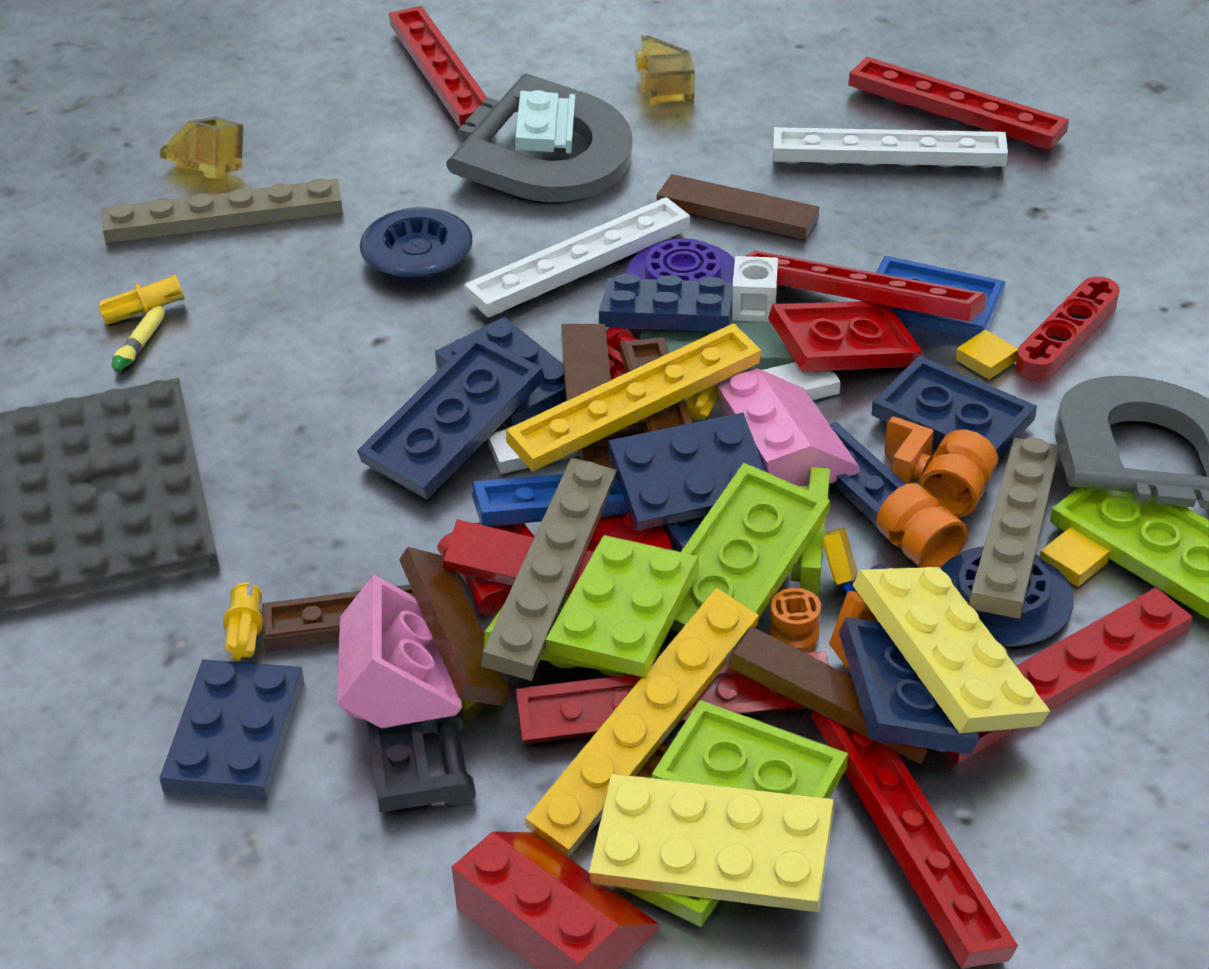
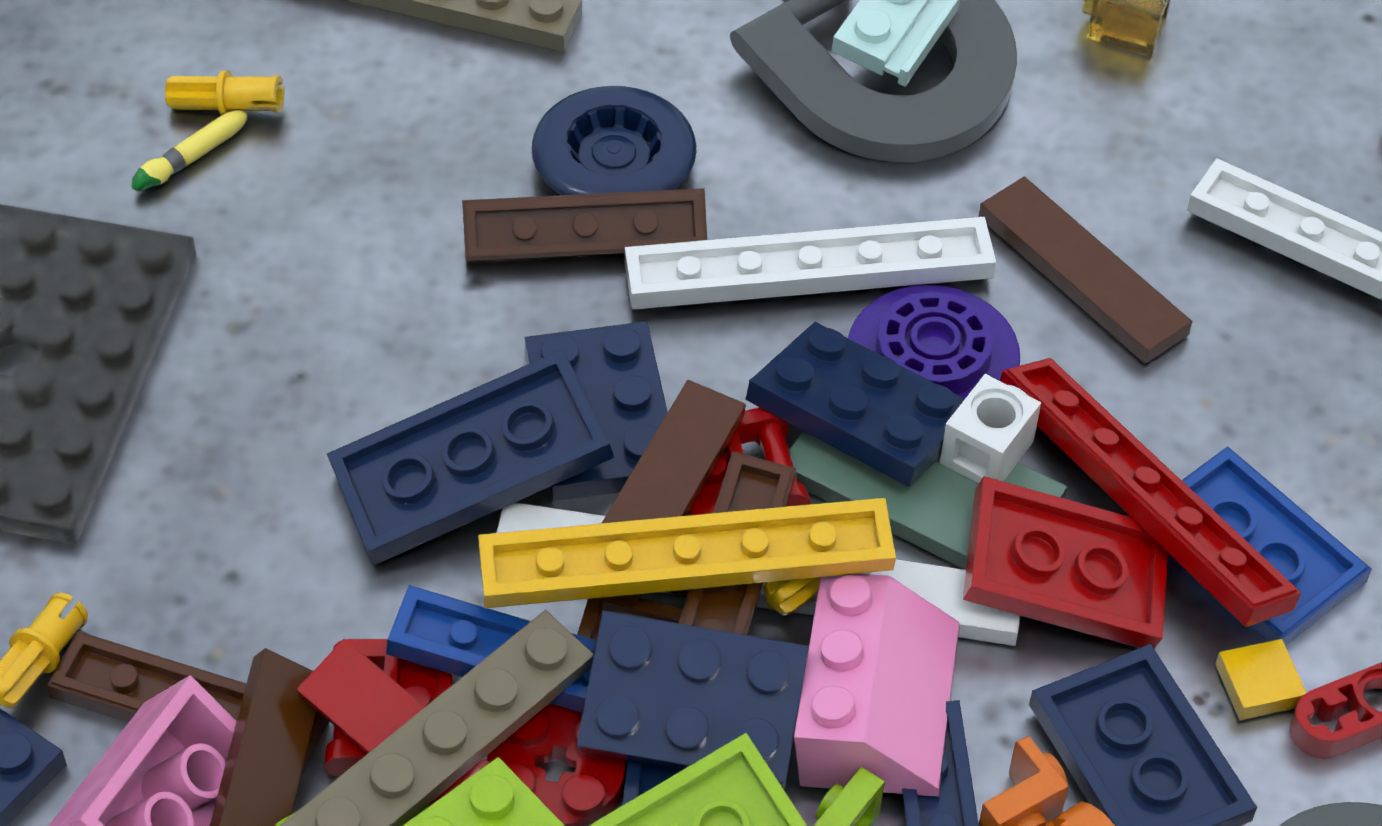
camera: 25 degrees right, 10 degrees up
(423, 285) = (580, 224): none -> reddish brown tile

